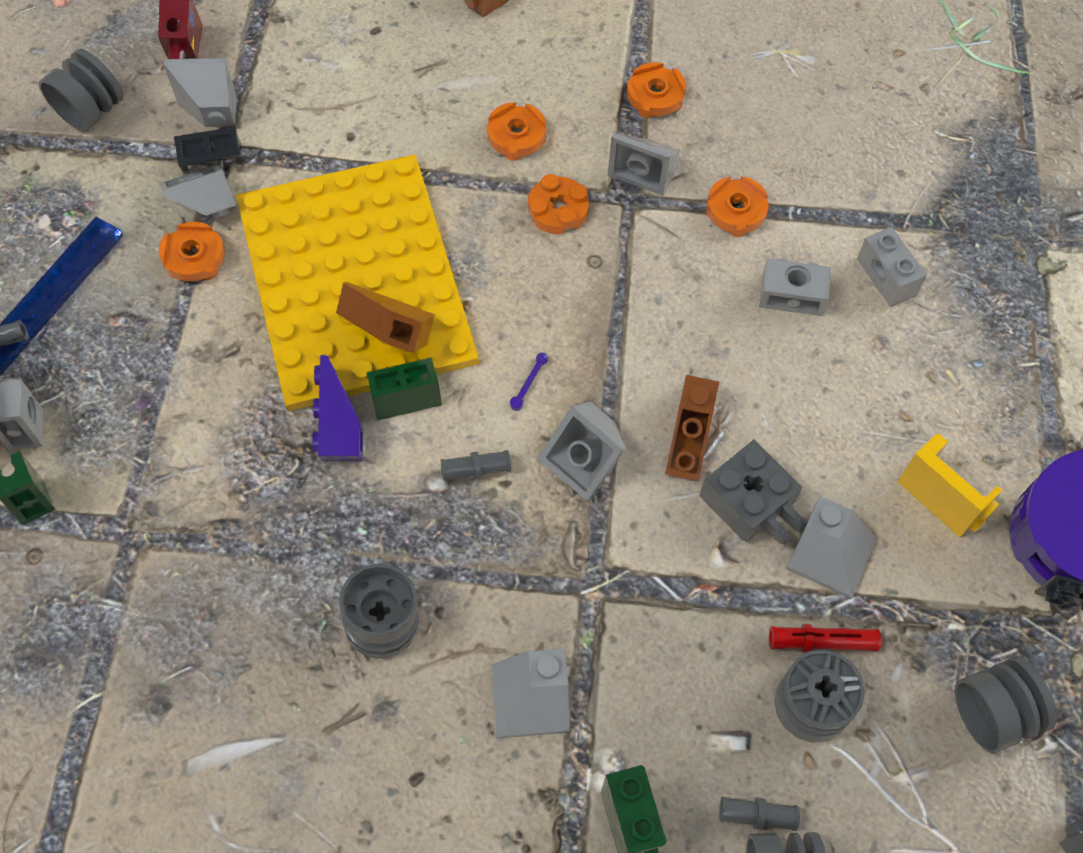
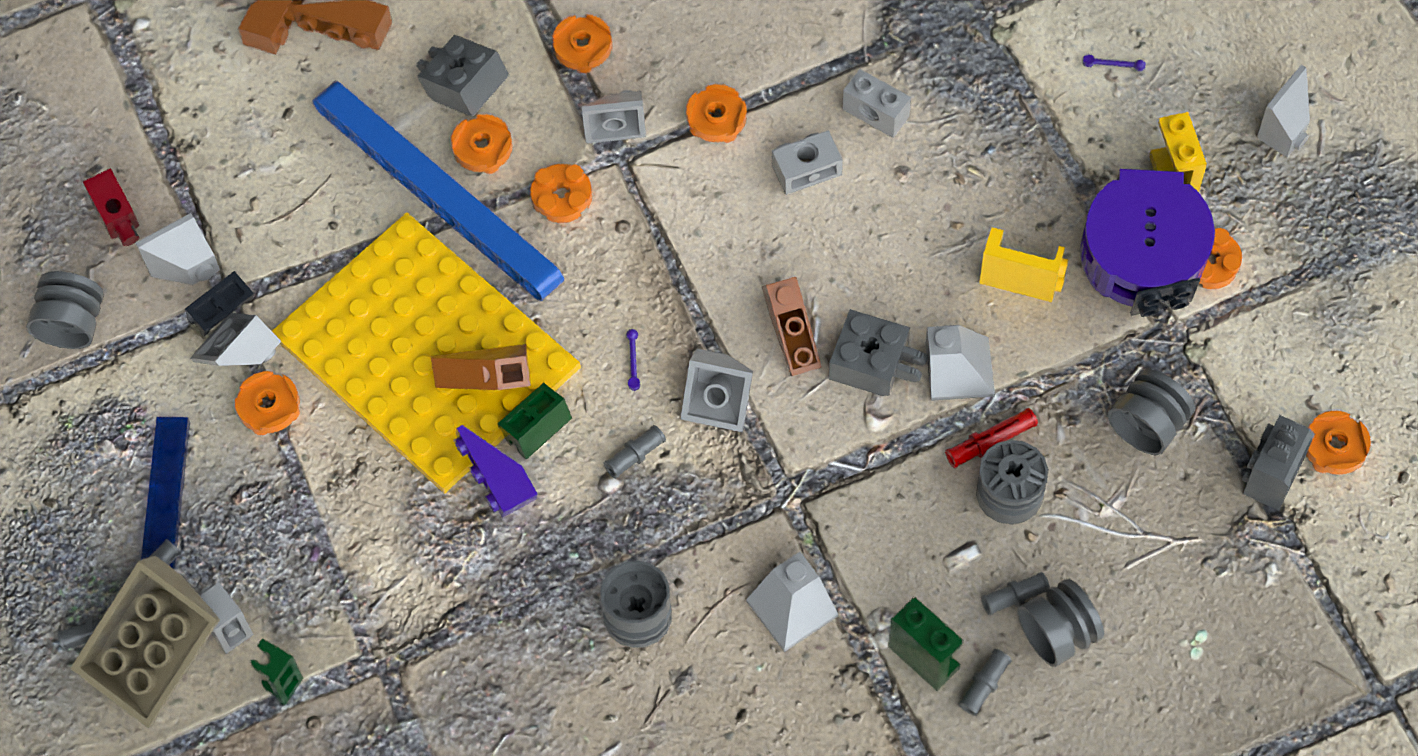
camera: 25 degrees left, 0 degrees up
(455, 155) = (439, 191): none -> blue beam
(534, 64) = (462, 74): none -> dark grey hinge

